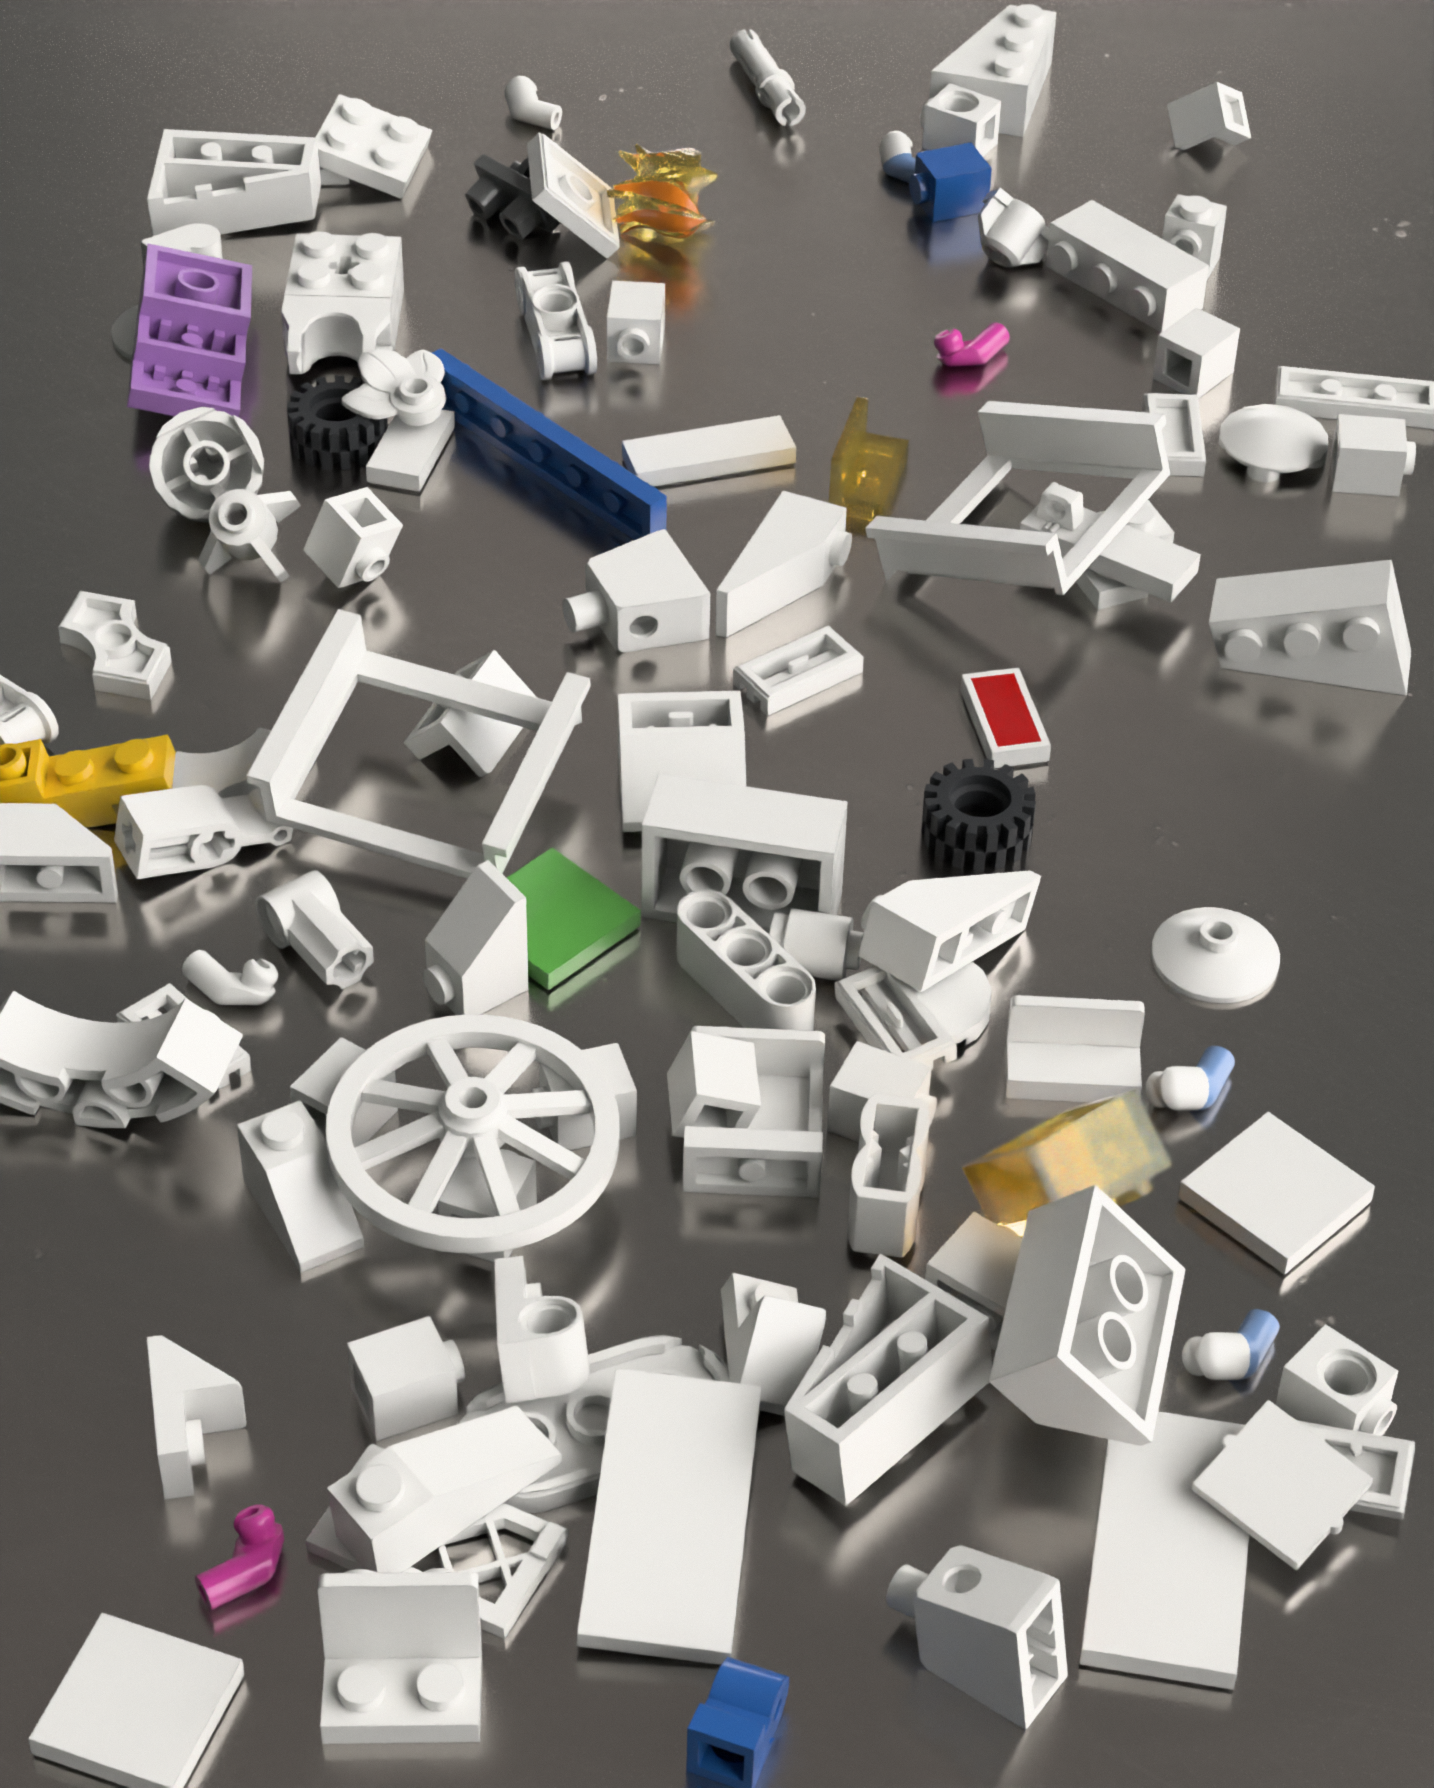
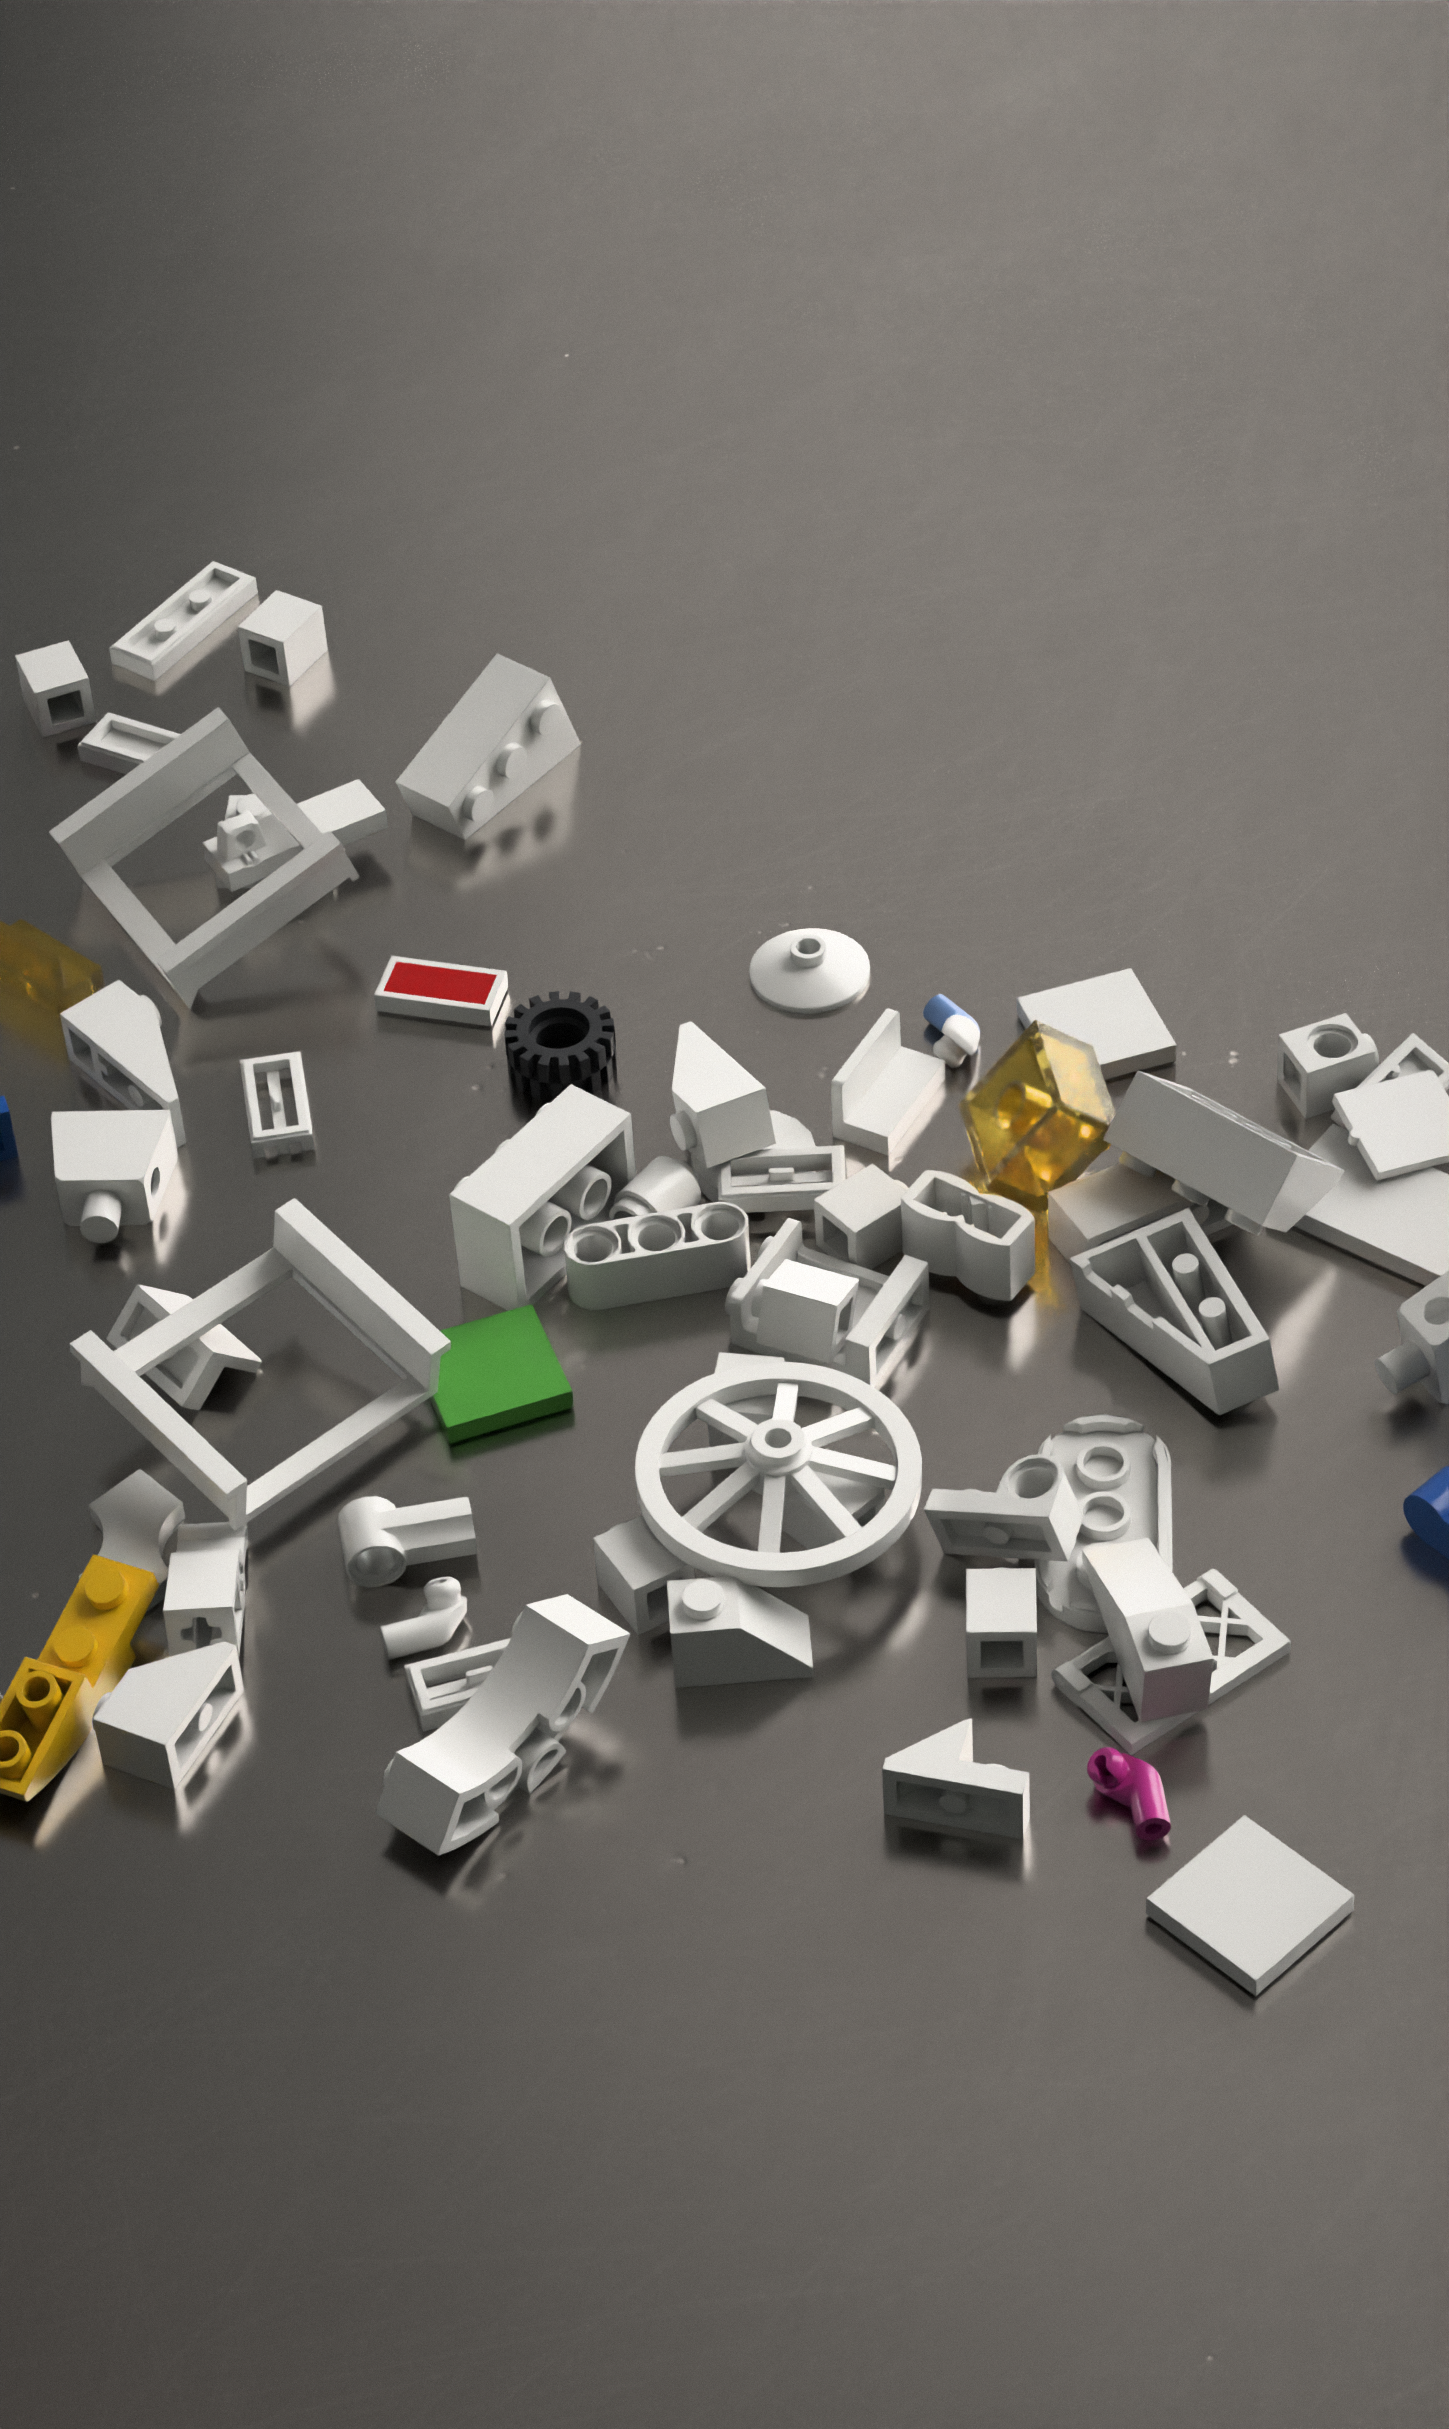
camera: 60 degrees left, 0 degrees up
(400, 1657) = (1308, 1708): white bracket -> none
(479, 945) = (530, 1410): white slope -> none
(670, 1517) = (1239, 1493): white tile -> none
(676, 736) = (379, 1201): white slope -> none
(769, 1337) = (1105, 1380): white slope -> none
(1232, 1354) = (1242, 1099): white arm -> none
(1273, 440) = (198, 685): white dish -> none

